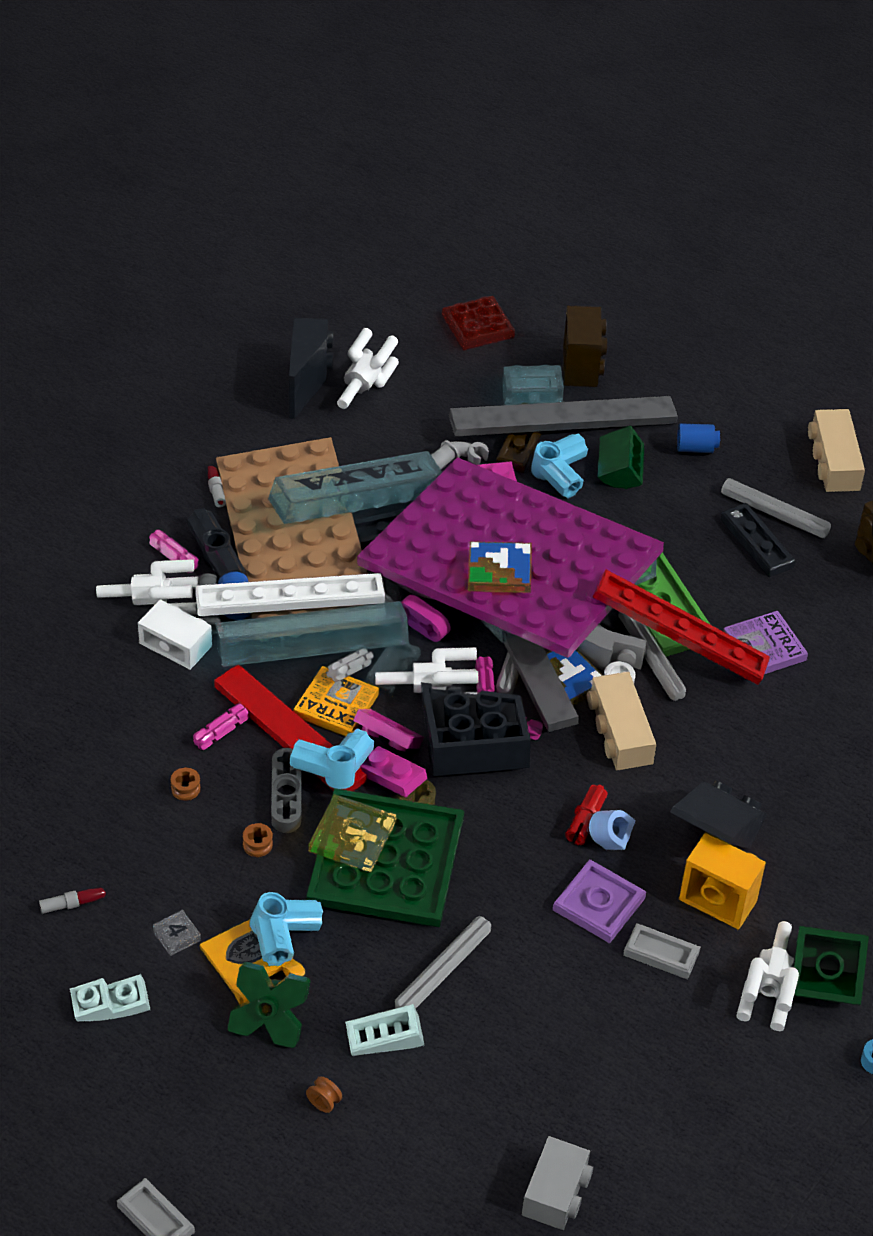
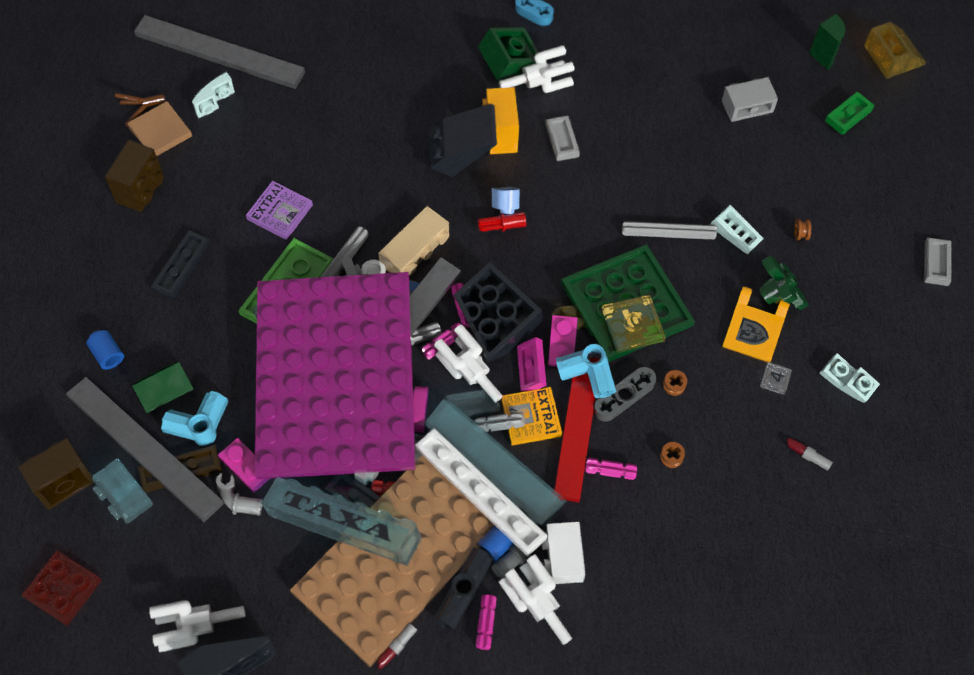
camera: 125 degrees left, 15 degrees up
(275, 918) = (729, 322): medium azure piece -> none
(500, 567) = (366, 355): tile -> none
(599, 901) = (555, 185): medium lavender tile -> none
(681, 626) = (325, 237): red tile -> none
(776, 508) = (141, 269): light grey axle -> none
(836, 450) = (55, 258): tan brick -> none

